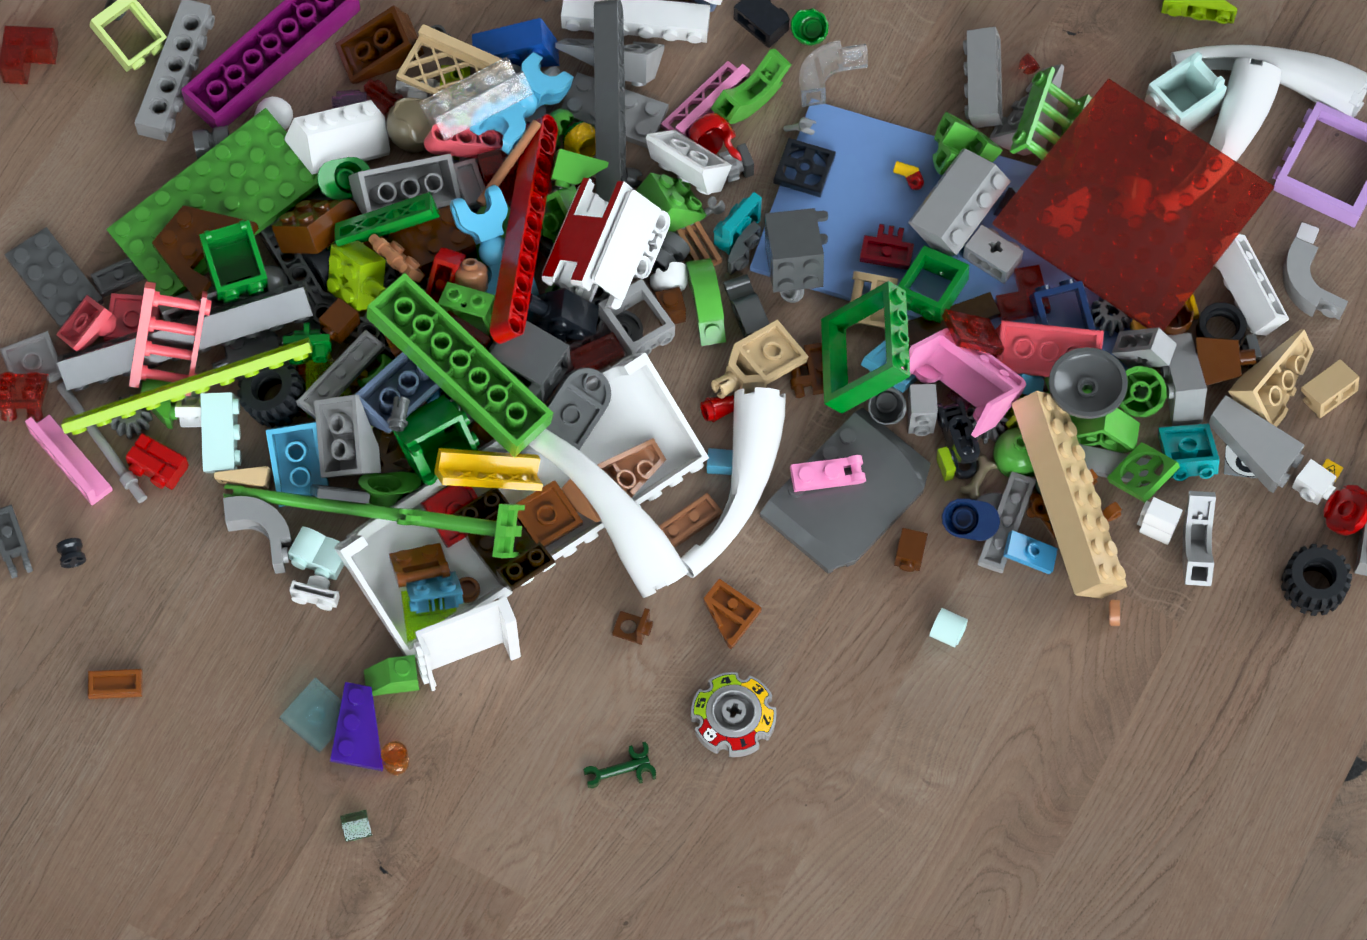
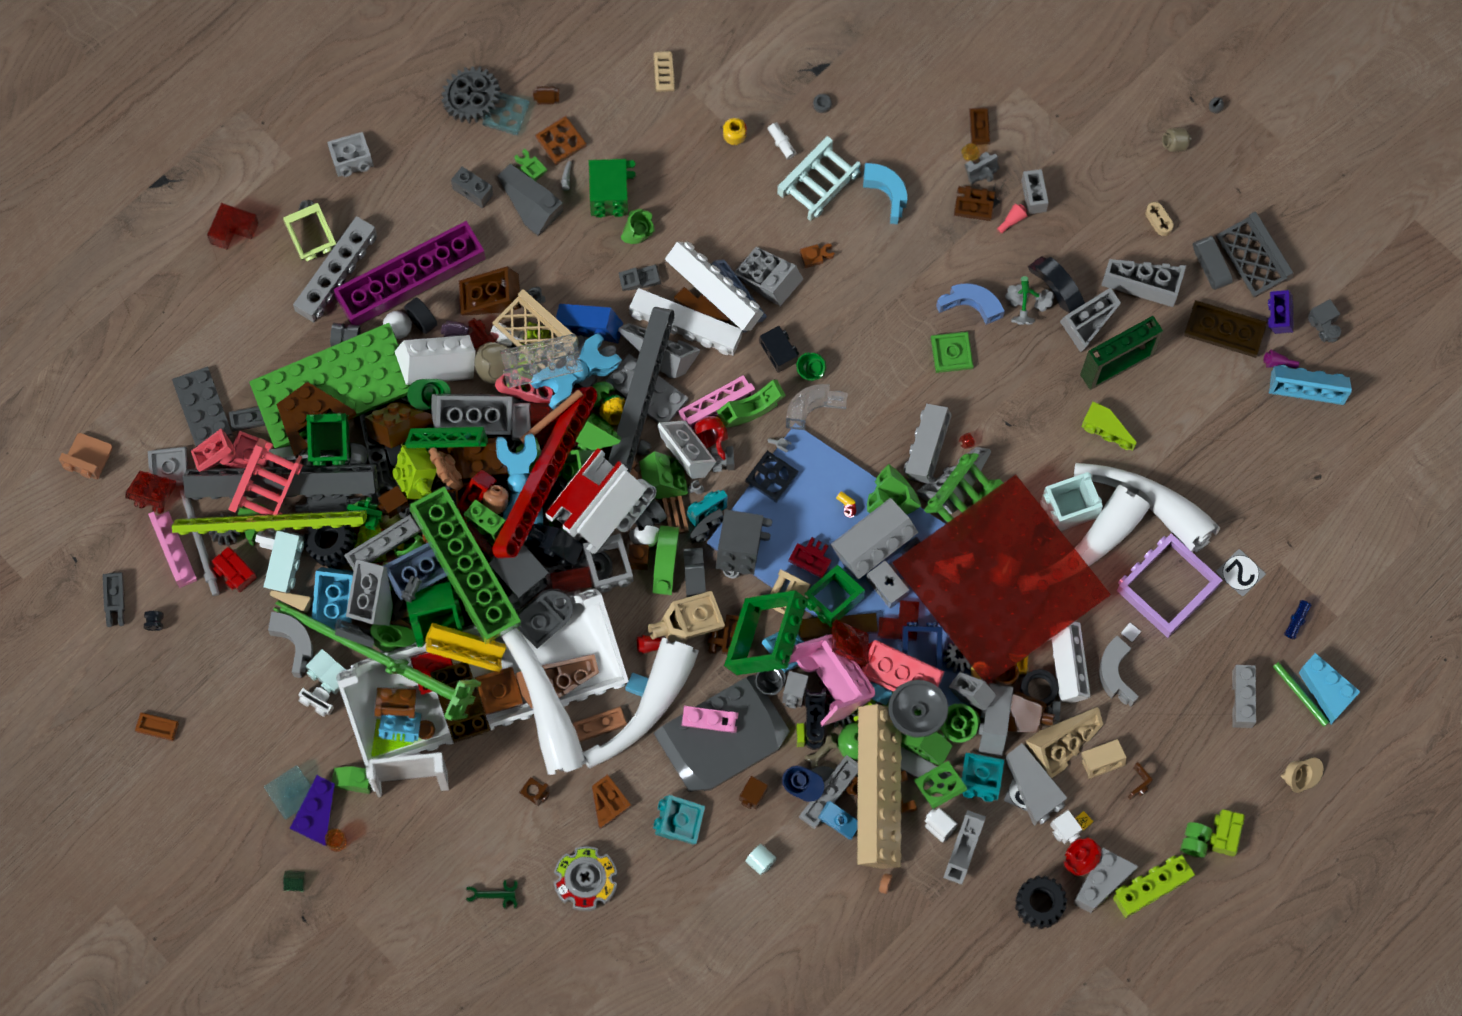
camera: 15 degrees right, 5 degrees up
(301, 93) = (420, 315): none -> black tyre
(828, 608) = (679, 819): none -> teal plate

